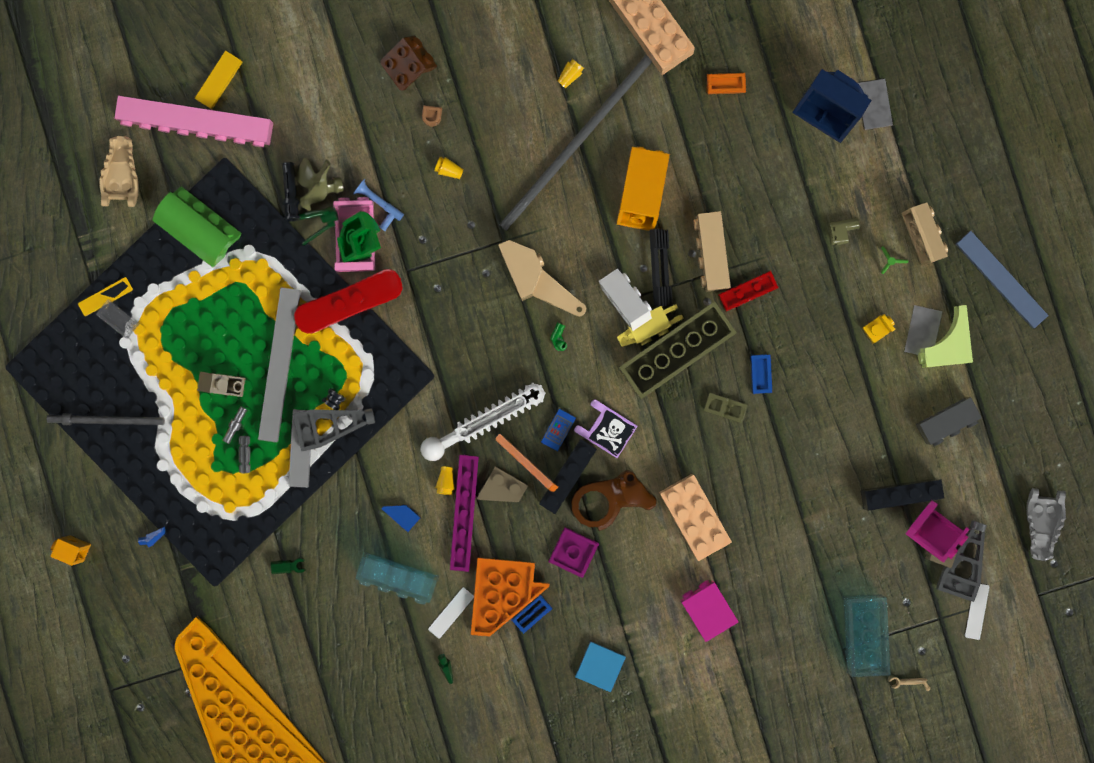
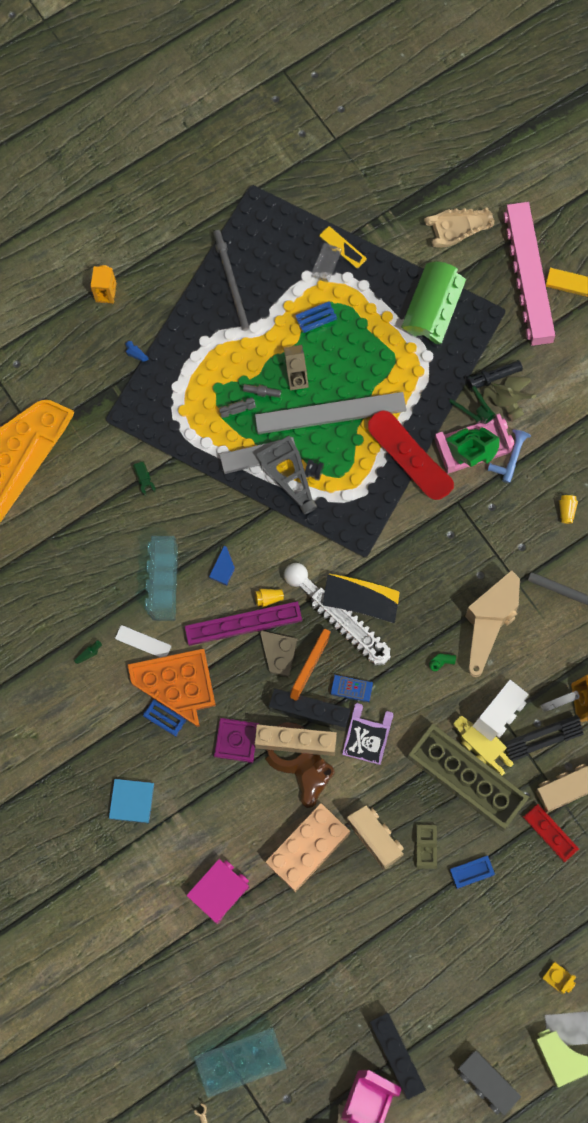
camera: 80 degrees right, 15 degrees down
(173, 349) = (327, 305): none -> blue tile
(475, 394) = (361, 597): none -> black sticker
(594, 499) = (295, 740): none -> tan brick
(633, 241) = (560, 701): none -> light grey tile
(705, 452) = (375, 837): none -> tan slope

